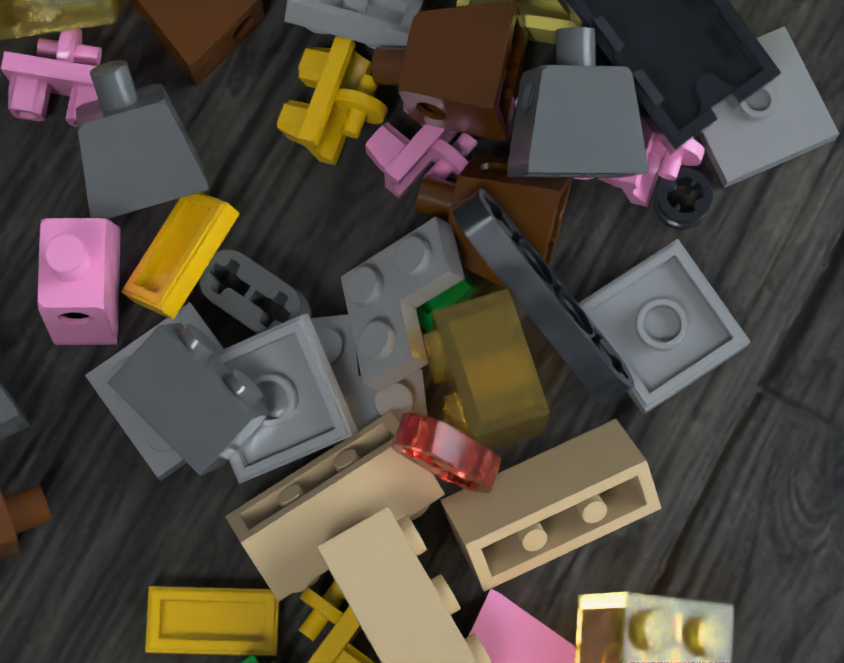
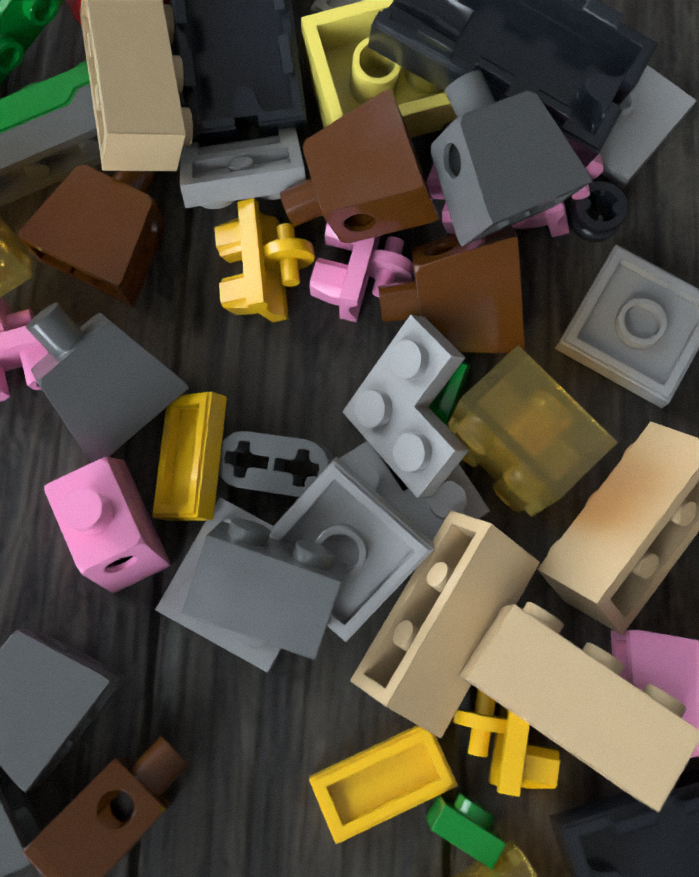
camera: 25 degrees left, 0 degrees up
(446, 452) = (533, 524): clear red beam -> none
(543, 296) = (541, 340): black beam -> none

